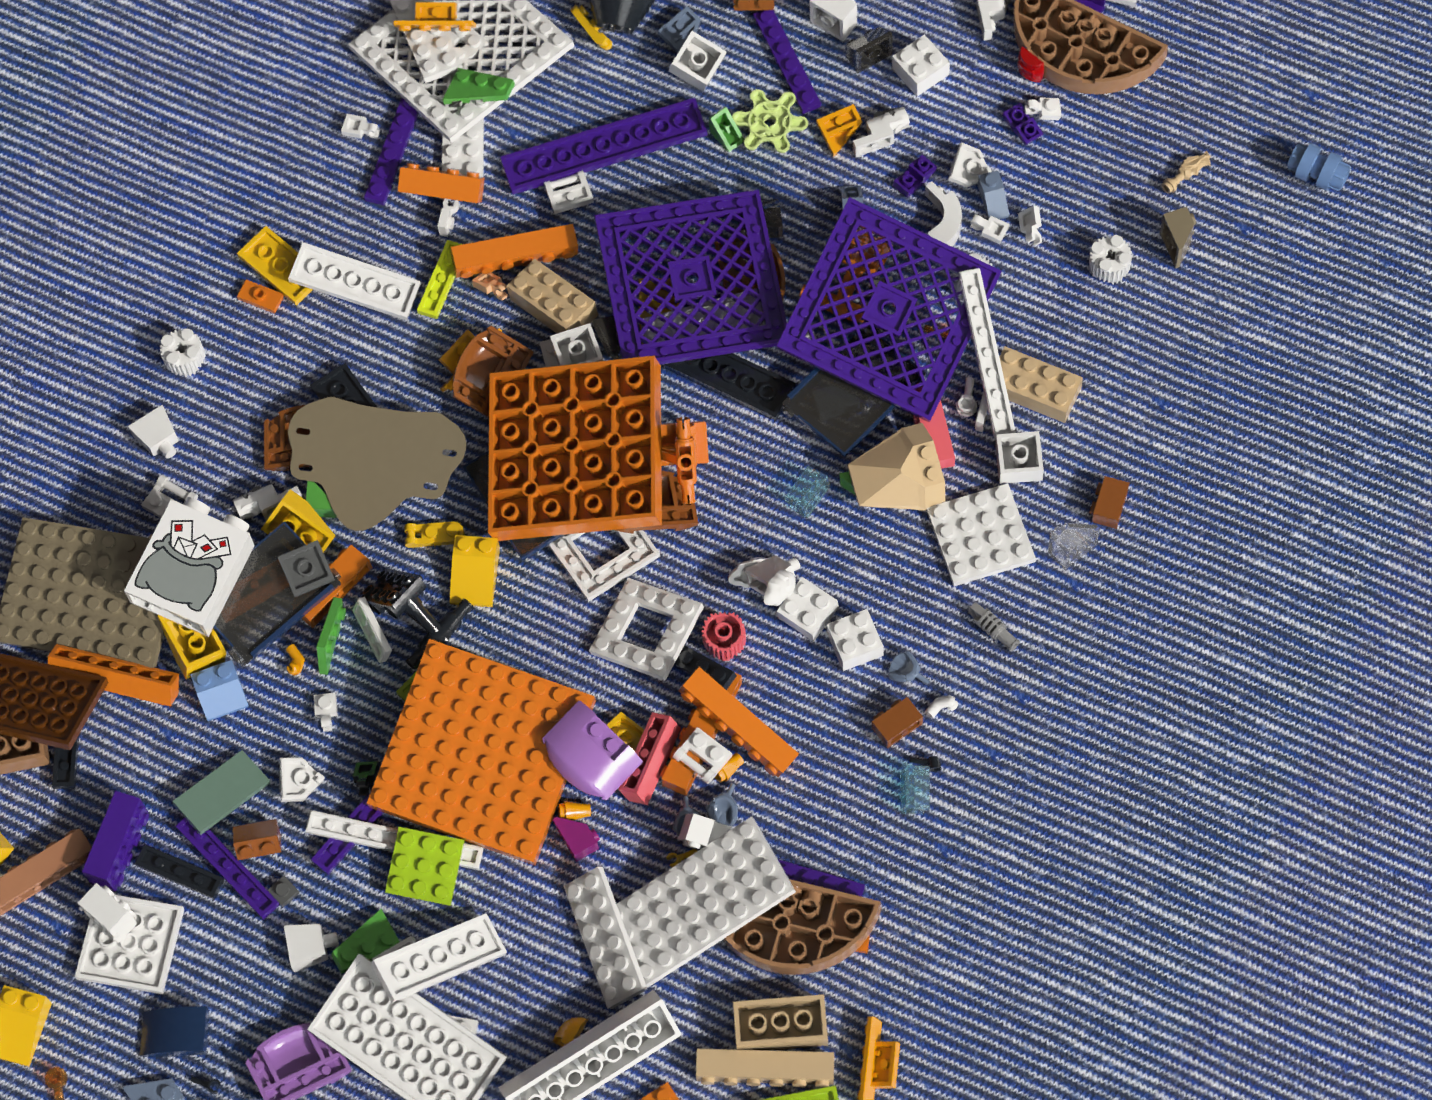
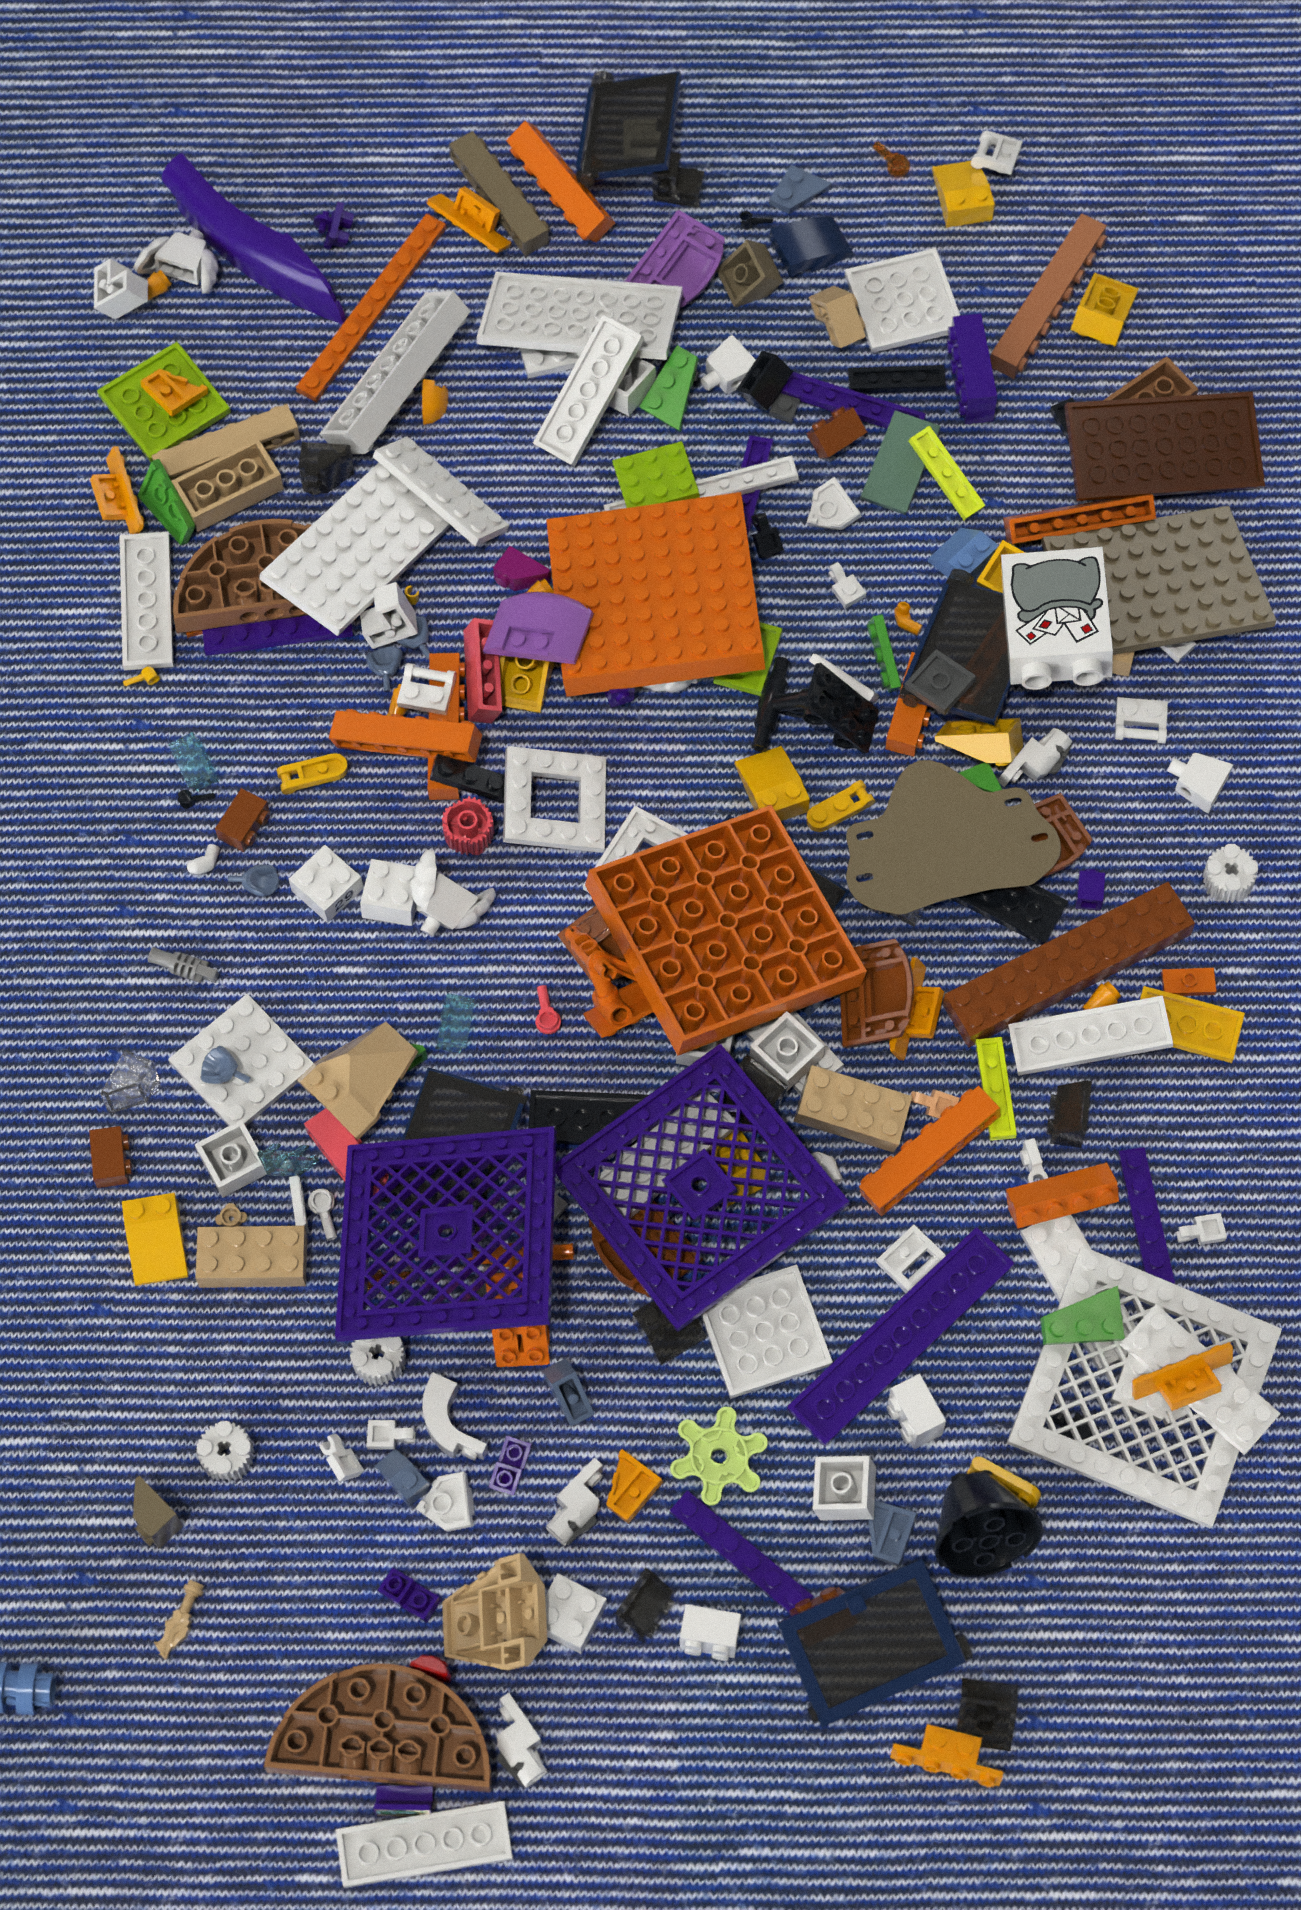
camera: 150 degrees right, 0 degrees up
(108, 912) = (934, 295): white brick -> none
(192, 760) = (946, 472): none -> neon yellow plate
(192, 947) = (839, 313): none -> tan brick
(241, 1026) = (749, 273): none -> dark tan slope
(288, 387) = (1090, 890): none -> dark purple brick
(288, 910) = (764, 380): none -> black brick
(327, 308) = (1104, 995): none -> light orange cone
(337, 339) = (1068, 964): none -> dark orange brick
(401, 233) = (1070, 1114): none -> clear smoke slope
(589, 279) = (829, 1165): none -> white arm
(624, 86) = (916, 1412): none -> white brick
(693, 999) = (324, 466): none -> clear smoke slope
(695, 174) = (766, 1333): none -> white plate
(725, 129) = (764, 1418): bright green slope -> none
(736, 467) = (547, 1020): none -> coral plate
(824, 740) = (312, 772): none -> yellow plate
(839, 1029) = (165, 503): none -> bright green wing
(893, 953) = (146, 601): none -> white plate
(918, 886) = (147, 674): none -> yellow hand
(971, 68) = (498, 1616): none -> tan wedge
(979, 435) = (286, 1162): none -> clear light blue hinge
(986, 352) = (315, 1244): white tile -> none
(999, 524) = (220, 1067): none -> sand blue piece
(1037, 417) = (231, 1210): none -> tan plate
(1046, 108) = (387, 1627): white plate -> none
(1099, 431) = (155, 1239): none -> yellow slope

